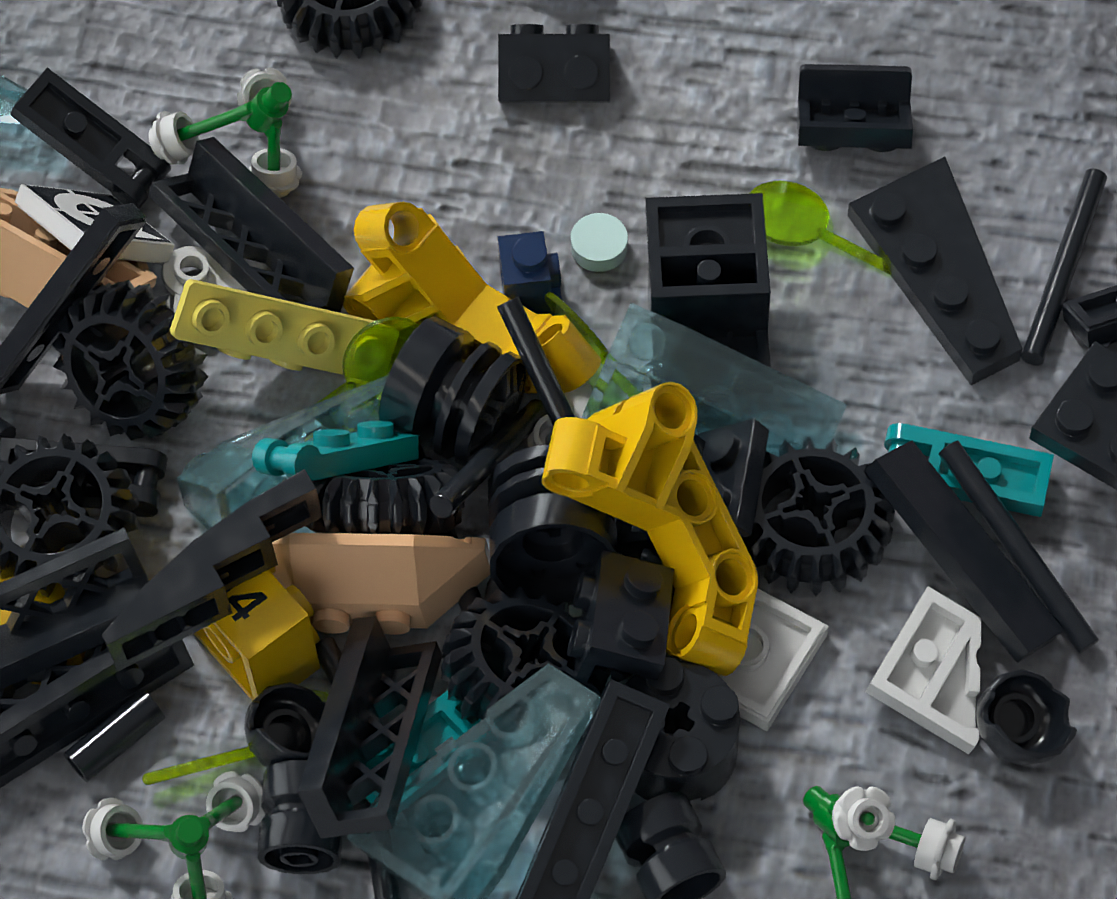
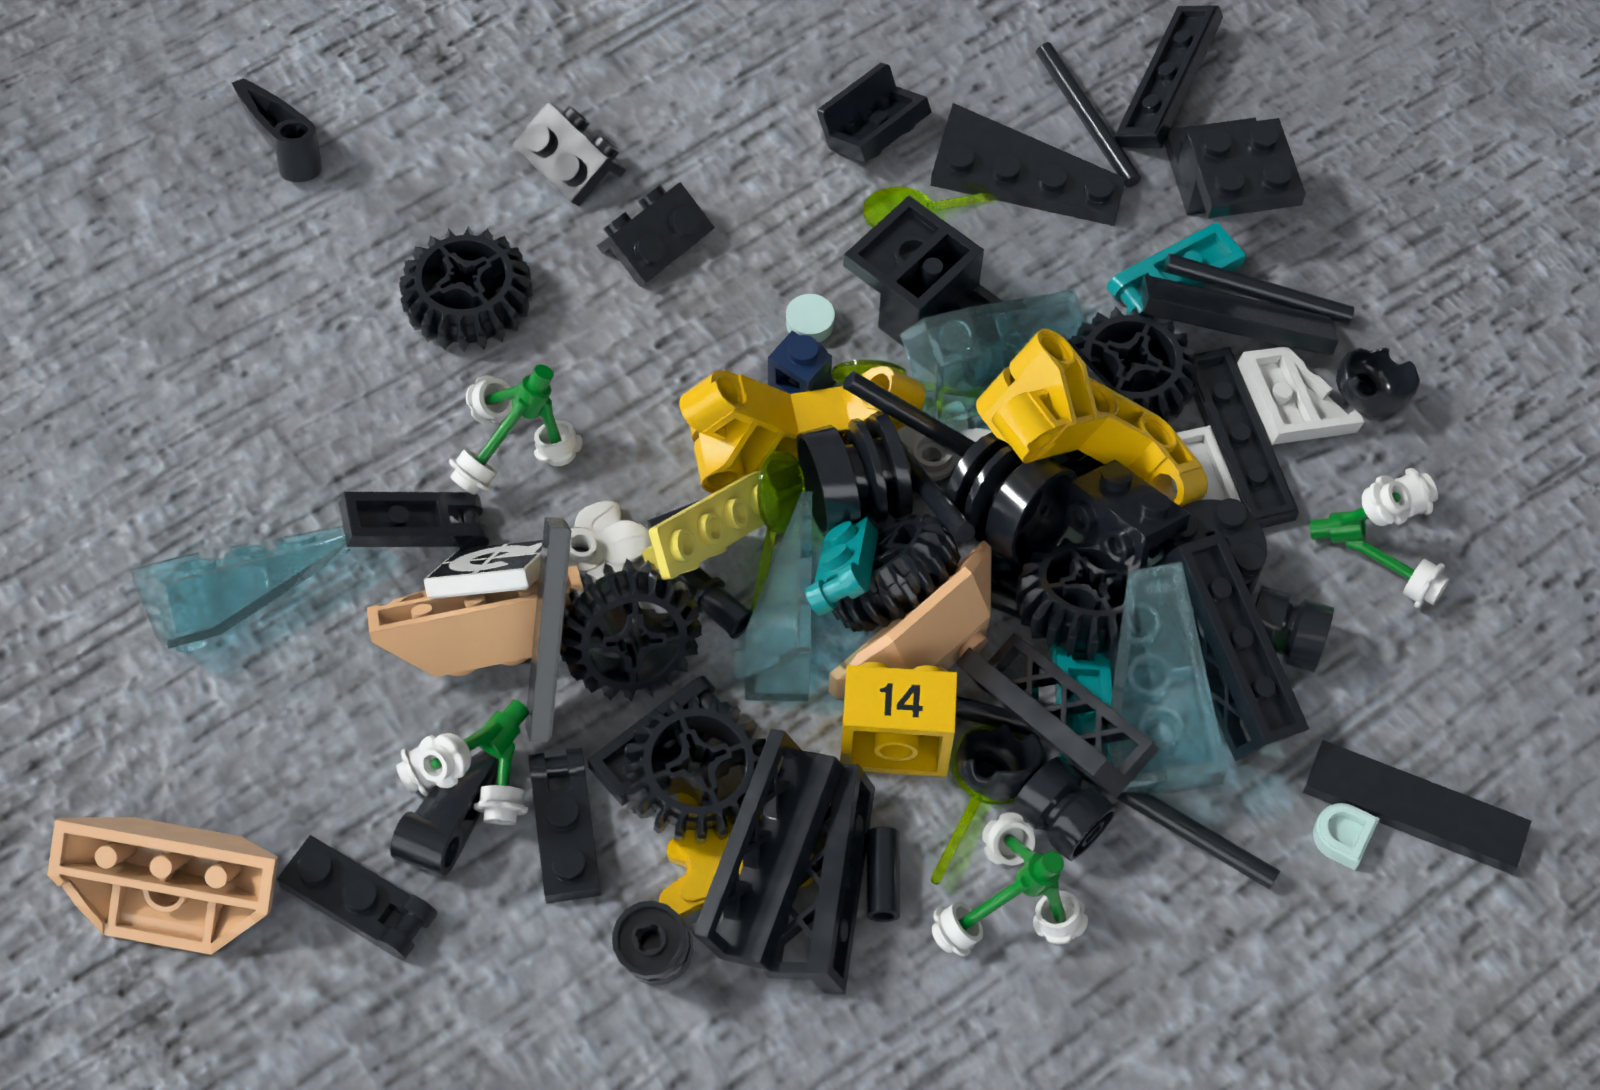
camera: 50 degrees left, 0 degrees up
(194, 584) = (882, 705): black slope -> none
(245, 396) = (717, 602): none -> black axle
(265, 227) = (598, 481): black fence -> none
(845, 664) = (1242, 438): none -> black tile

